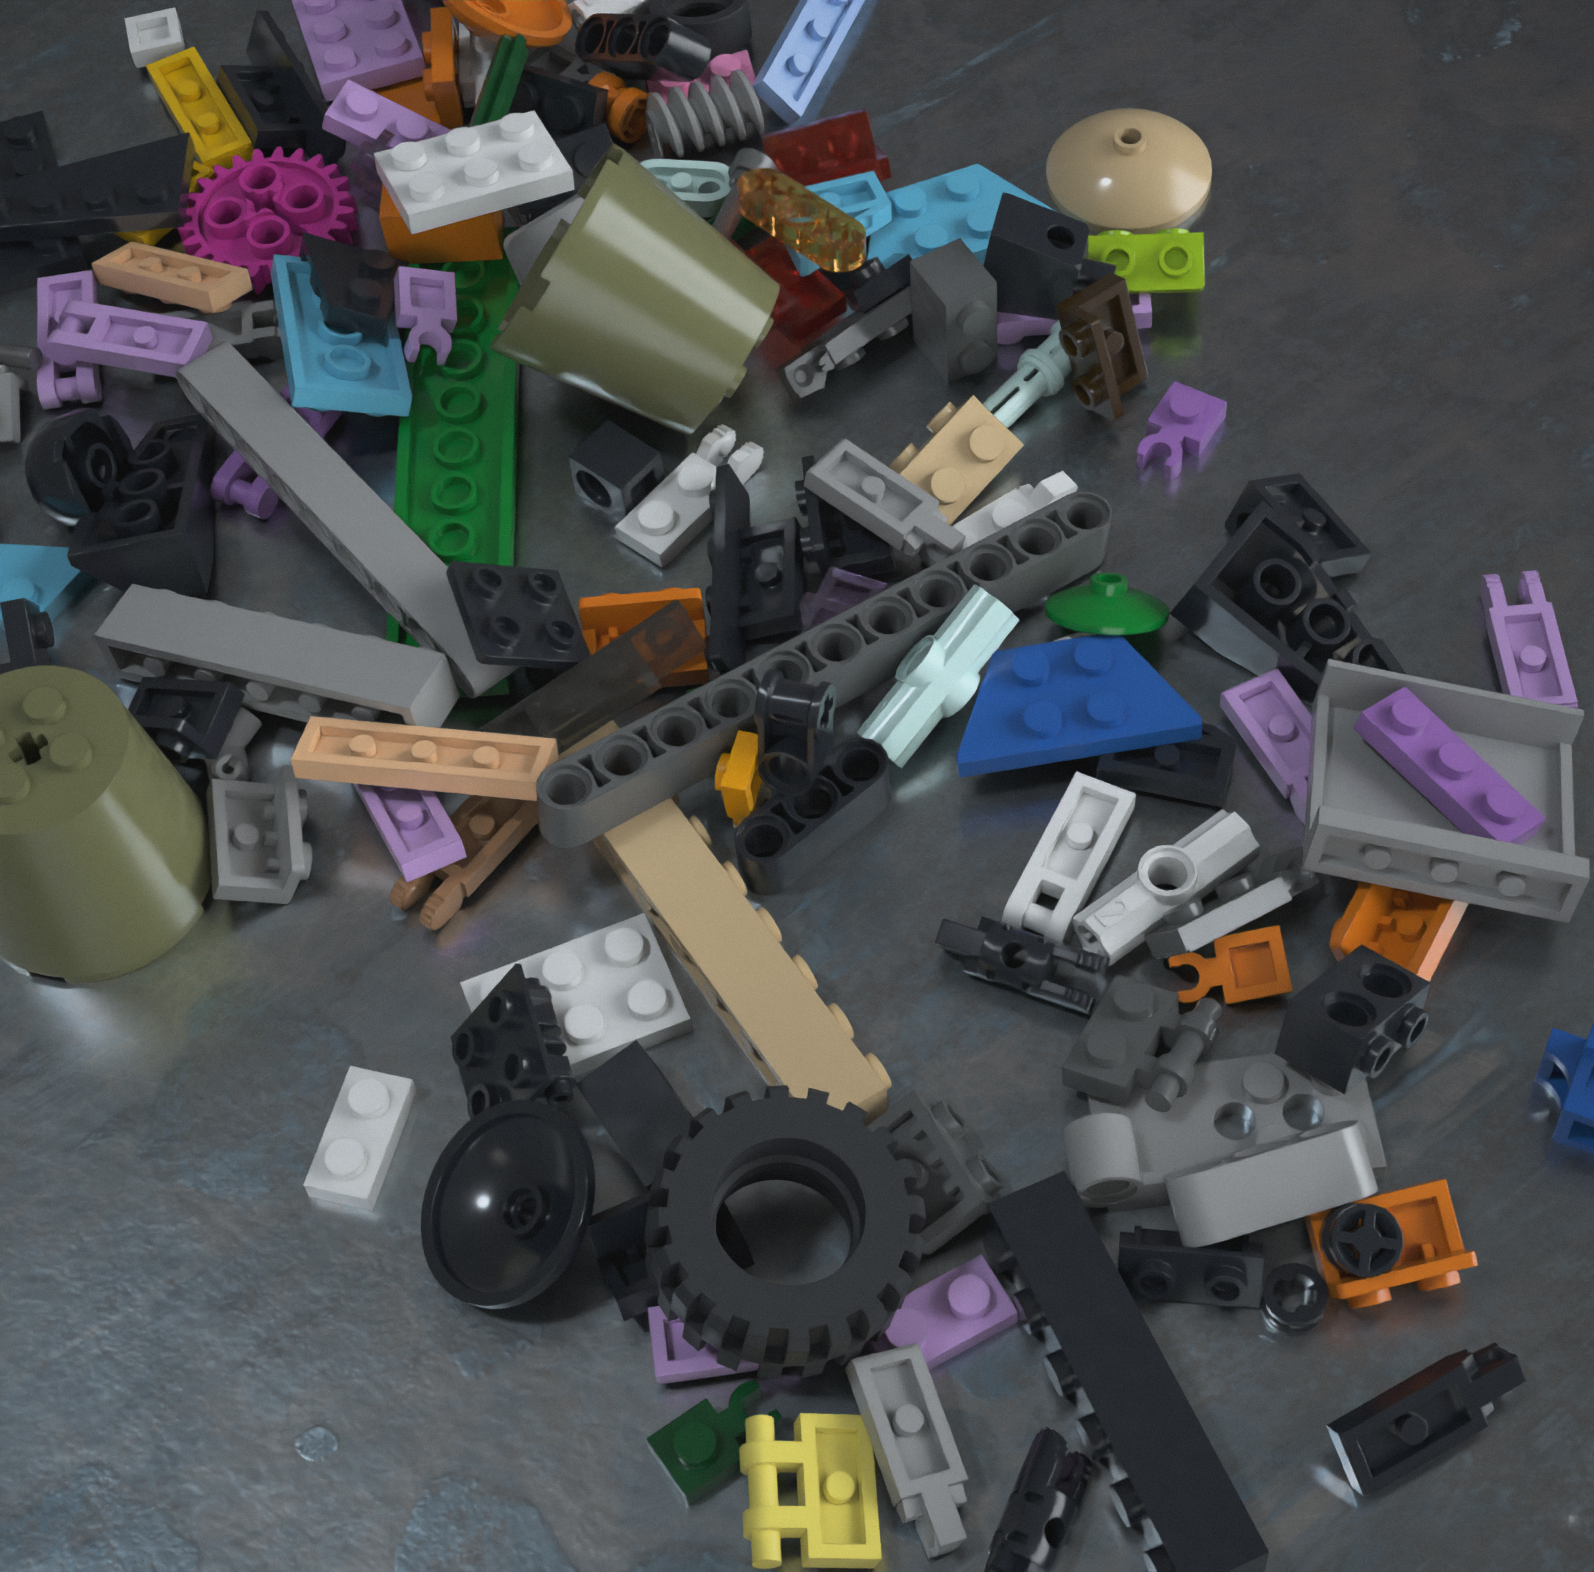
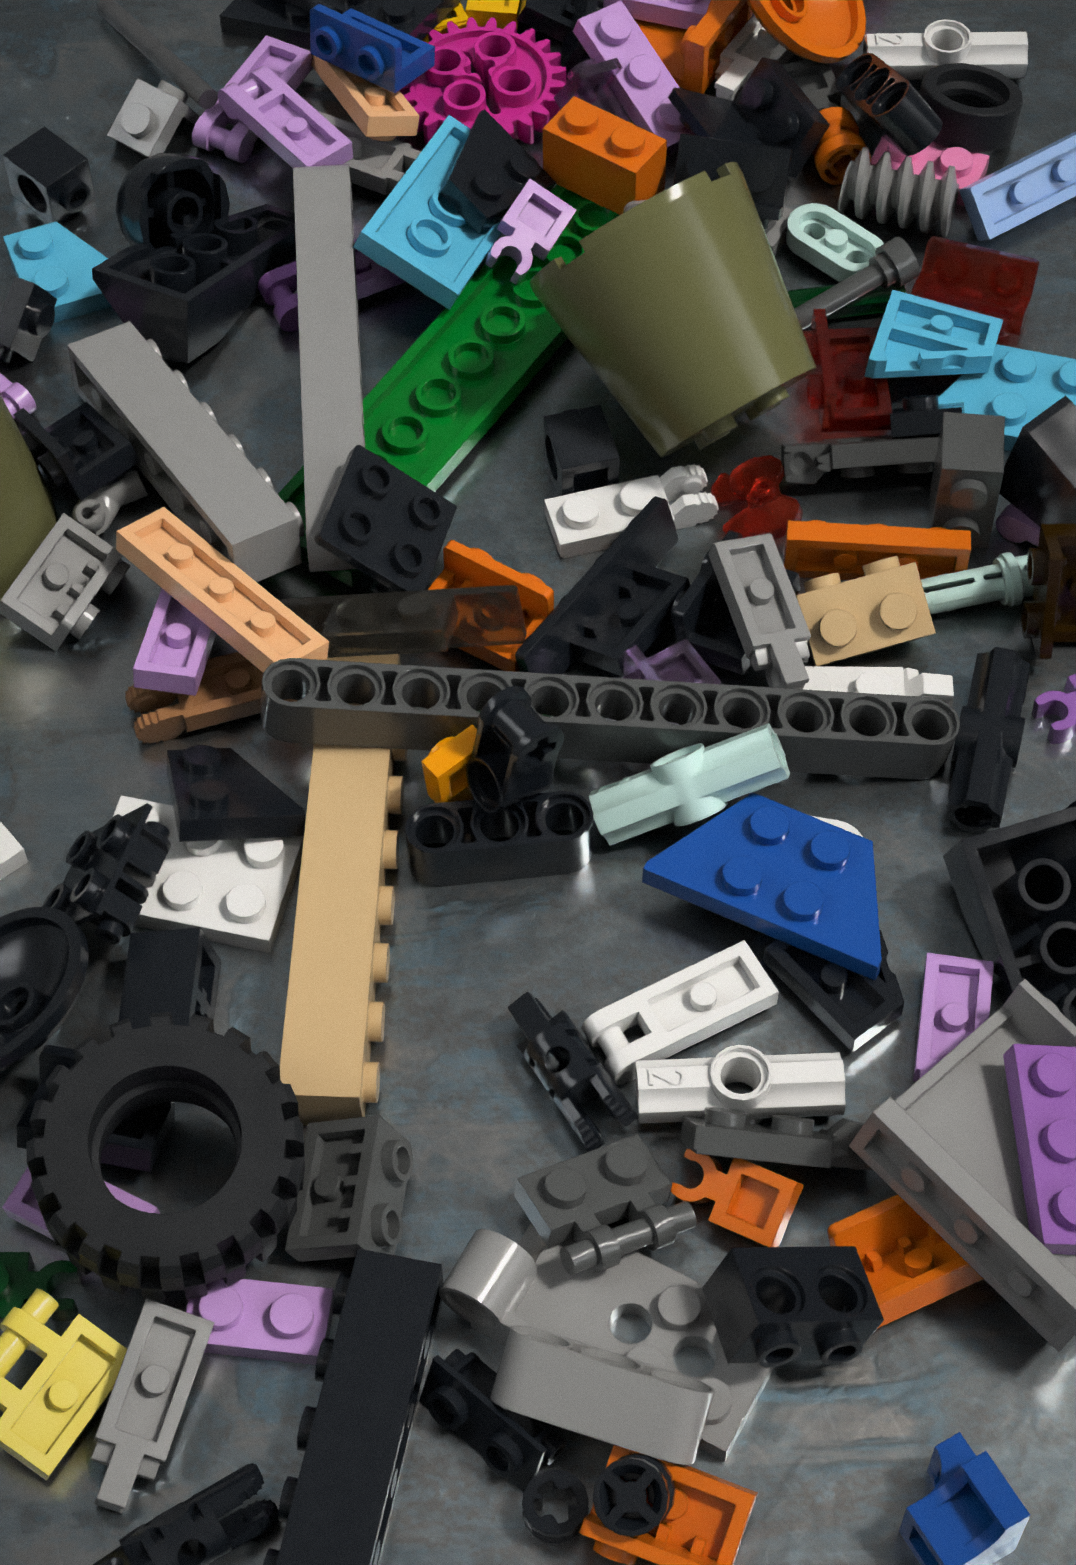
camera: 30 degrees right, 0 degrees up
(154, 236) = (368, 47): none -> blue bracket
(473, 171) = (639, 129): white plate -> none
(500, 80) = (724, 79): dark green axle -> none
(558, 926) = (227, 798): none -> black wing
(805, 430) = (757, 484): none -> clear red piece
(828, 240) = (887, 344): clear orange beam -> none
(902, 419) = (828, 548): none -> orange plate
(1107, 607) = (888, 818): green dish -> none
(1136, 501) = (988, 740): none -> black piece

